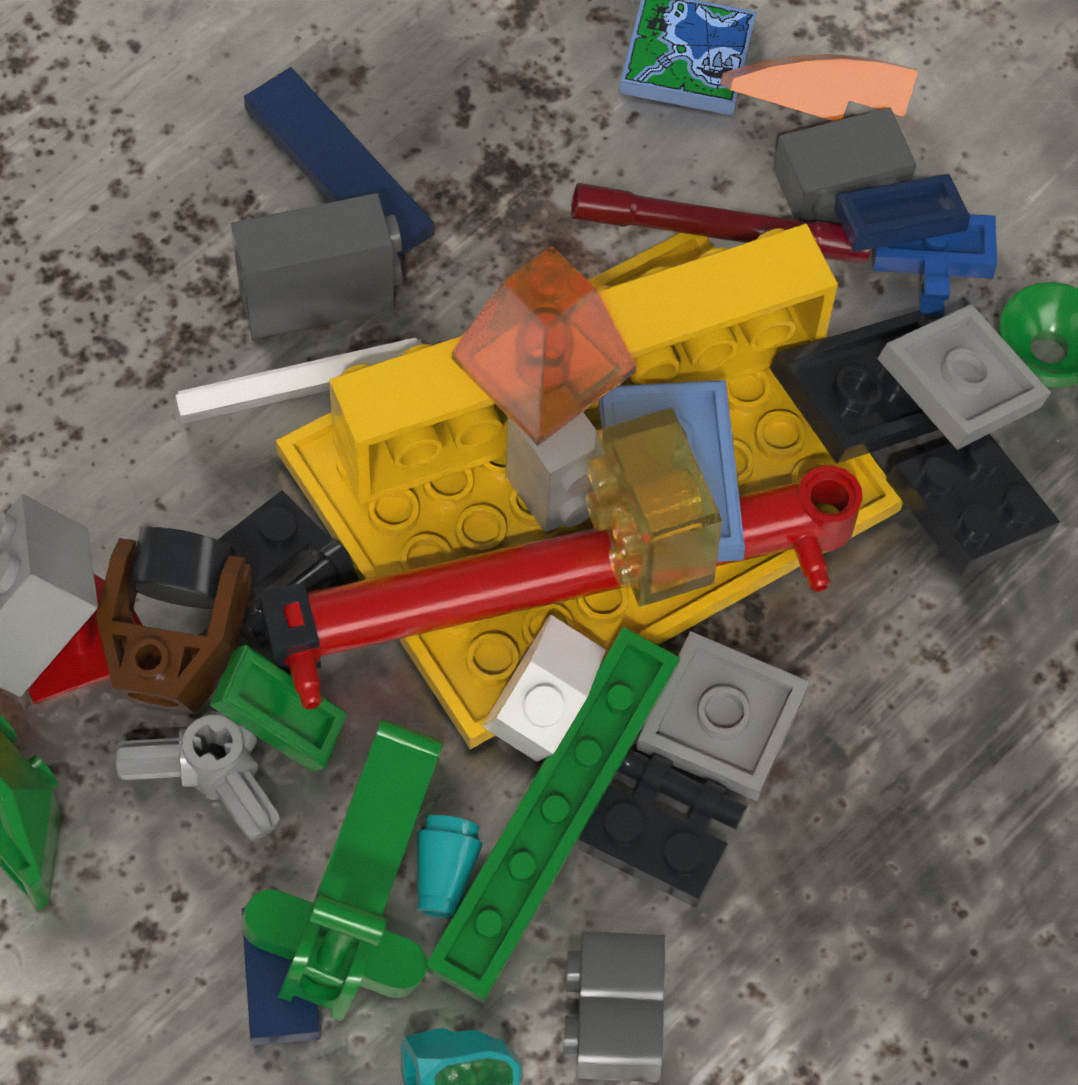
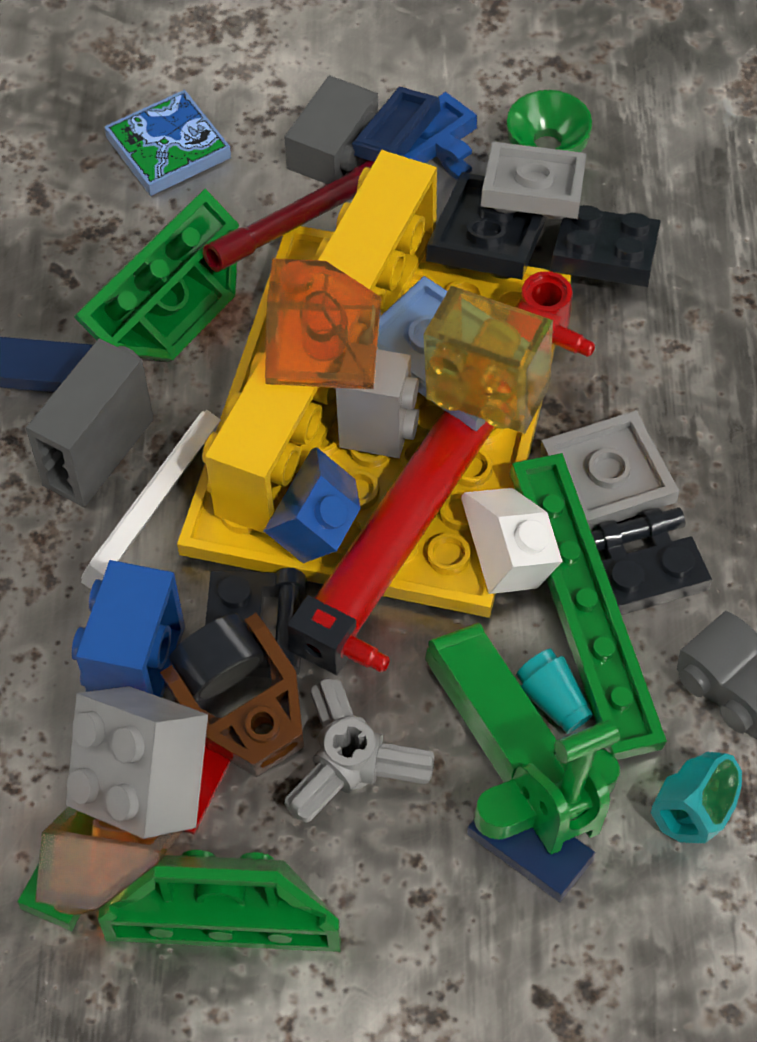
camera: 40 degrees left, 5 degrees down
(137, 480) = (130, 629): none -> blue brick
(266, 704) = (355, 691): green tile -> none
(412, 510) = (315, 509): none -> blue slope
(513, 196) = (167, 287): none -> green wedge
(825, 83) = (275, 93): orange slope -> none

